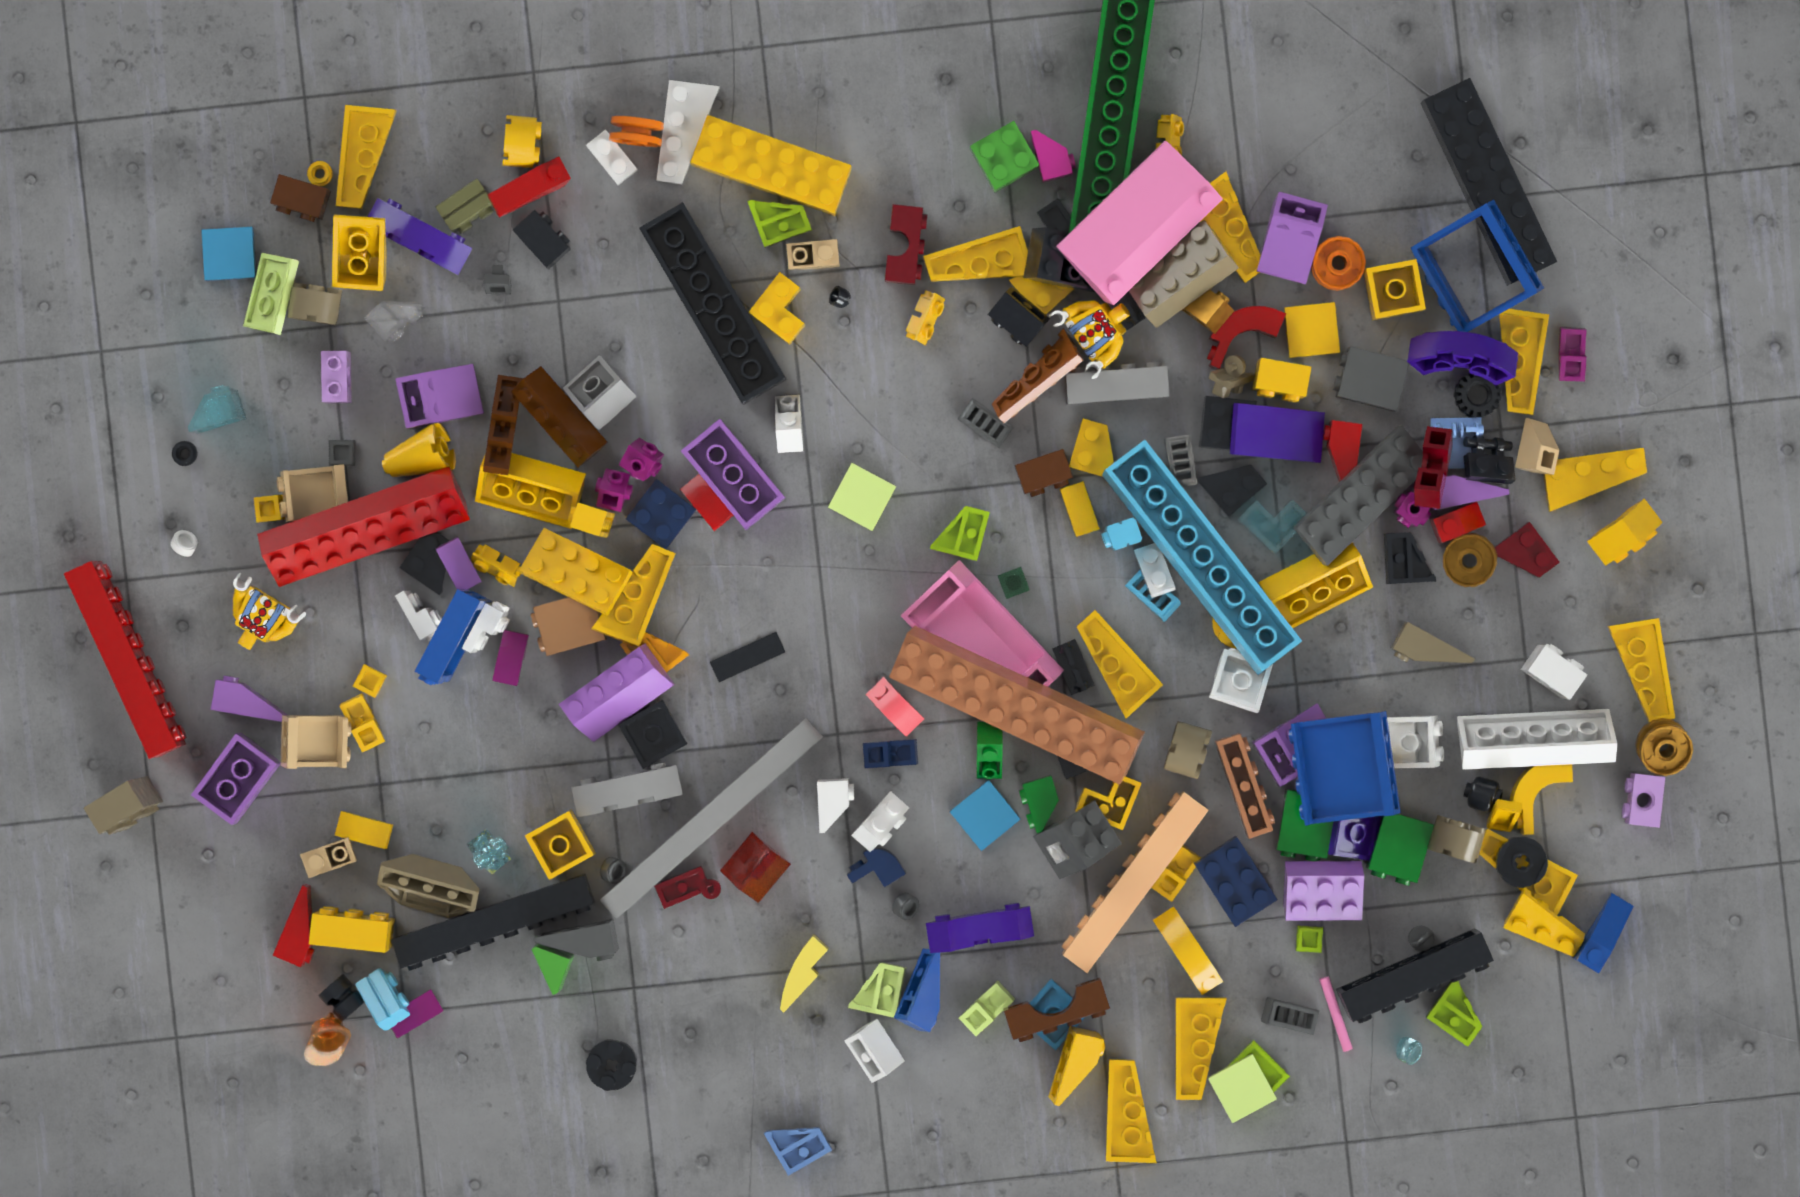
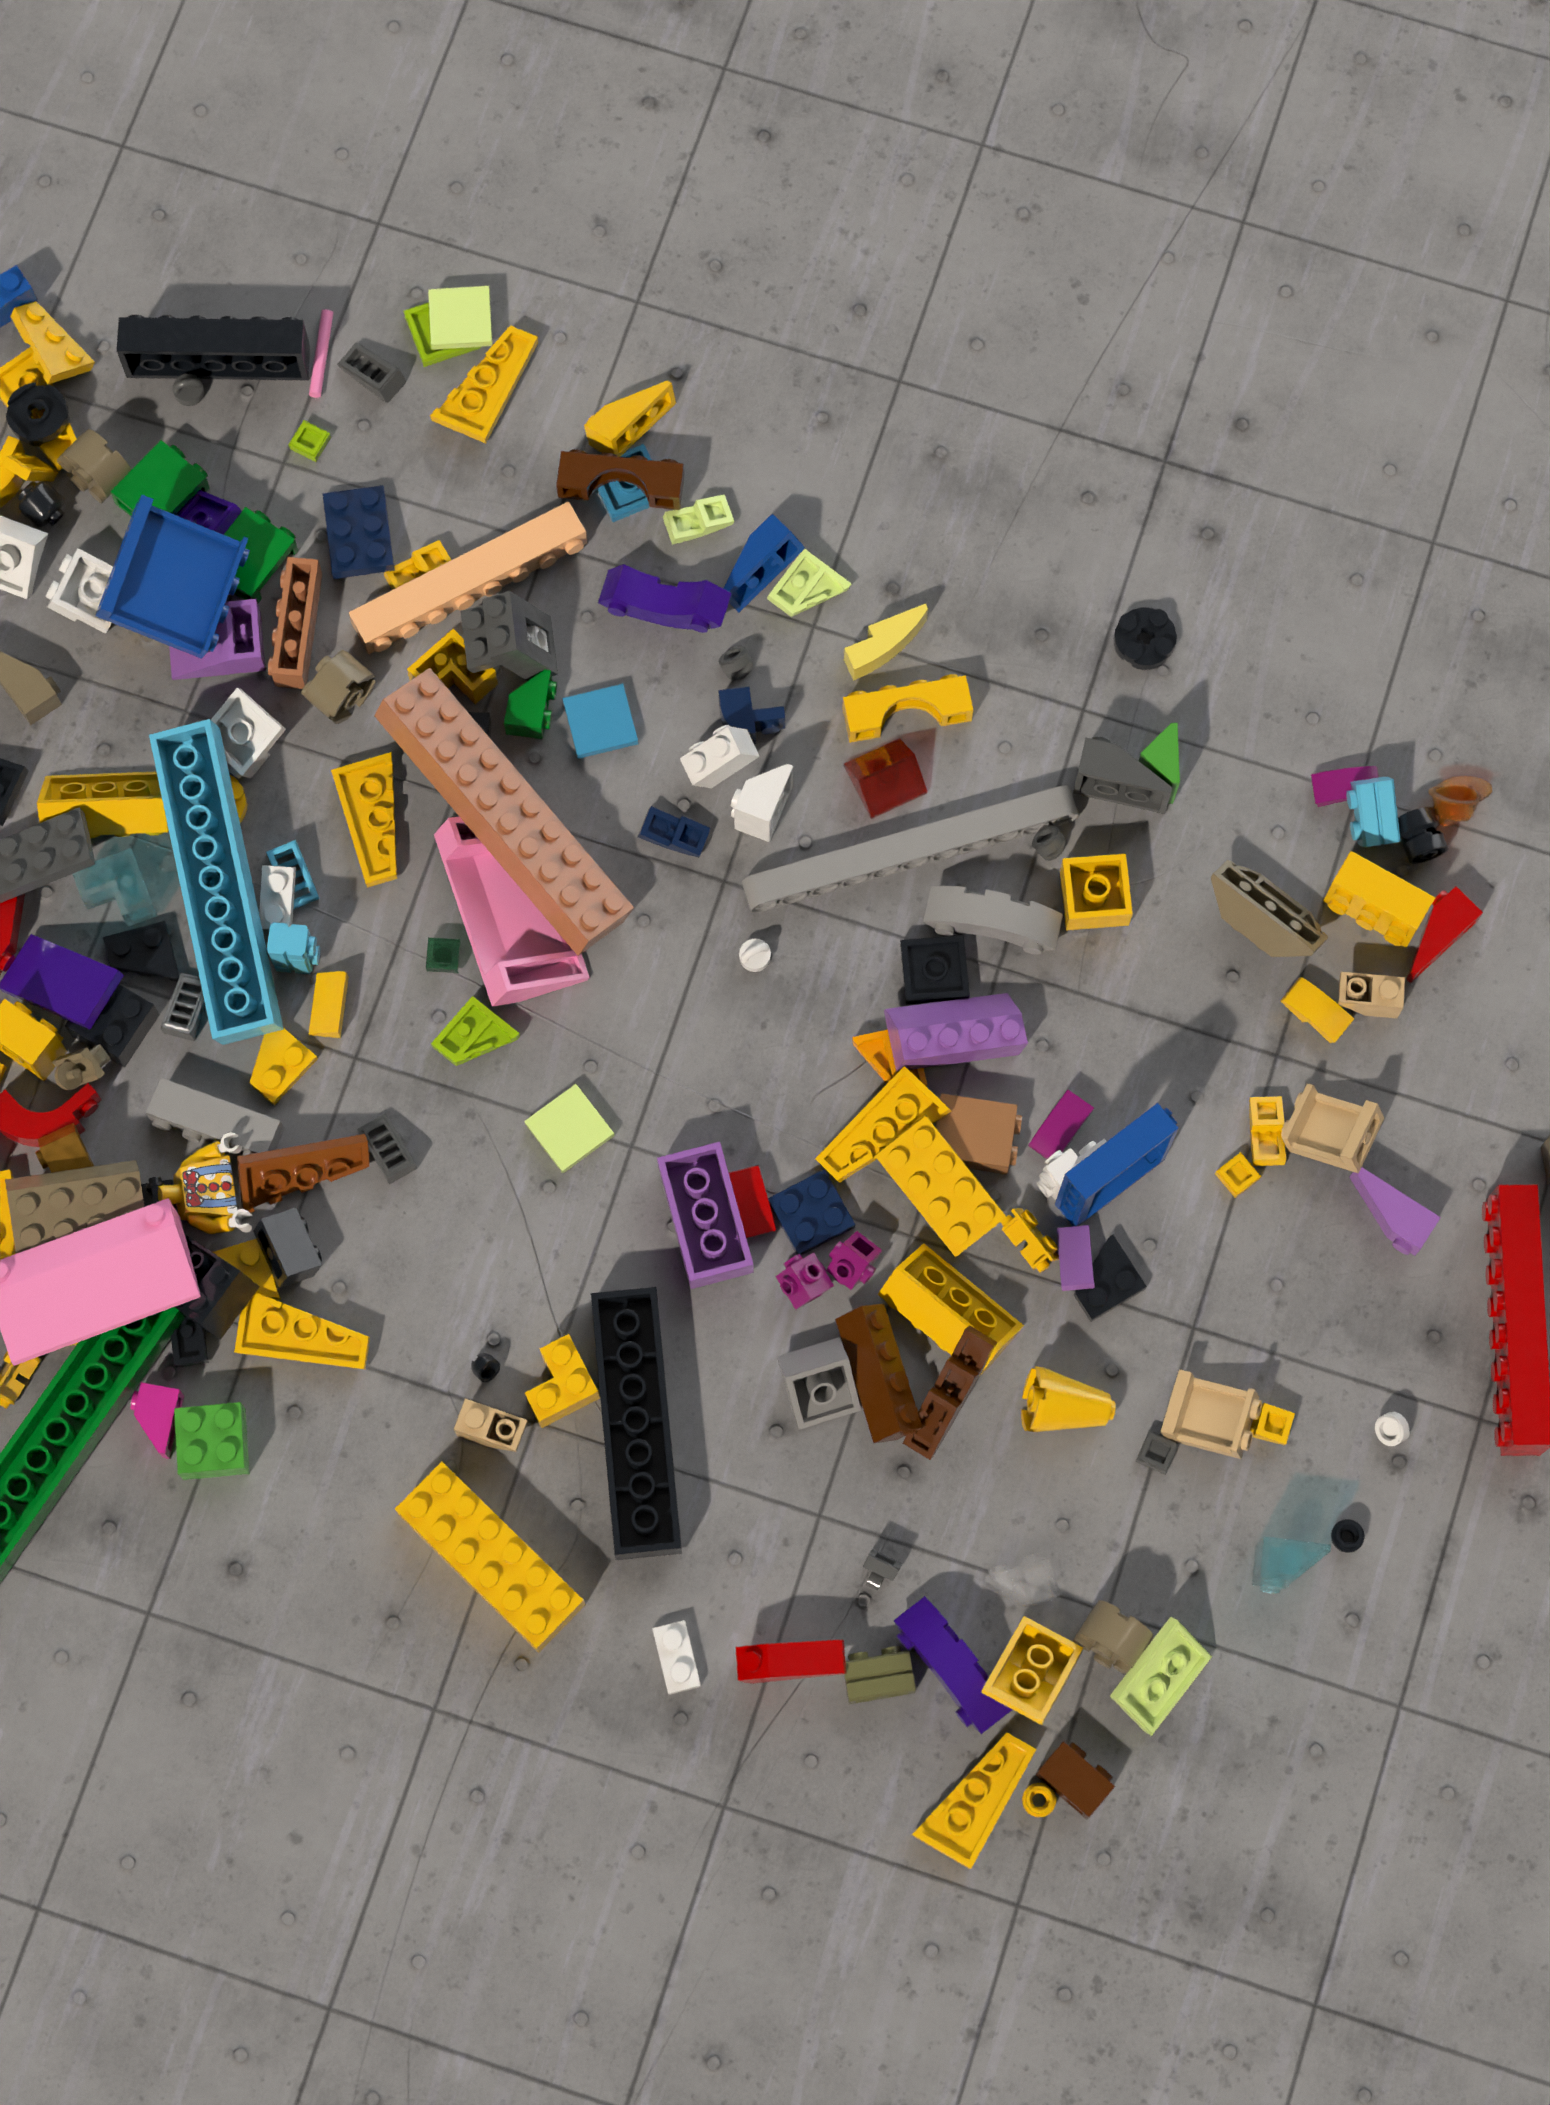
camera: 155 degrees left, 15 degrees down
(228, 253) = (1192, 1753): dark azure tile -> none
(236, 778) = (1442, 1128): medium lavender brick -> none
(261, 614) = (1333, 1302): torso -> none
(336, 376) = (1125, 1541): lavender brick -> none
(363, 526) = (1168, 1345): red brick -> none
(423, 621) = (1143, 1210): white plate -> none
(439, 396) = (1011, 1462): medium lavender slope -> none
(492, 855) = (1181, 919): clear light blue brick -> none
(492, 921) = (1211, 844): black brick -> none
(520, 141) = (775, 1721): yellow brick -> none
(542, 239) = (804, 1594): black brick -> none
(591, 519) = (893, 1225): yellow brick -> none
(636, 131) = (631, 1668): orange wheel -> none
(683, 122) = (570, 1659): white wing -> none
(687, 886) = (972, 788): dark red hinge -> none
(735, 946) = (944, 699): none -> yellow arch
(747, 657) = (786, 1010): black sticker -> none
(778, 221) = (513, 1488): lime wing -> none
(788, 423) = (613, 1247): white slope -> none
(788, 687) = (755, 955): none -> white tile
(797, 1146) = (975, 464): medium blue wing -> none
(875, 1049) = (843, 523): white brick -> none
(894, 706) = (644, 878): coral brick -> none
(905, 267) = (390, 1365): dark red arch -> none
(922, 328) = (386, 1305): yellow hinge -> none
(989, 751) = (562, 782): green slope -> none
(1044, 472) = (347, 1060): reddish brown brick -> none
(1075, 669) = (420, 839): black hinge -> none
(1127, 1124) = (603, 337): yellow wing -> none
(1187, 950) = (447, 482): yellow arch -> none
(1323, 890) = (266, 476): brick -> none
(1409, 1050) = (261, 279): clear light blue tile -> none
(1455, 1014) = (194, 292): lime wing -> none

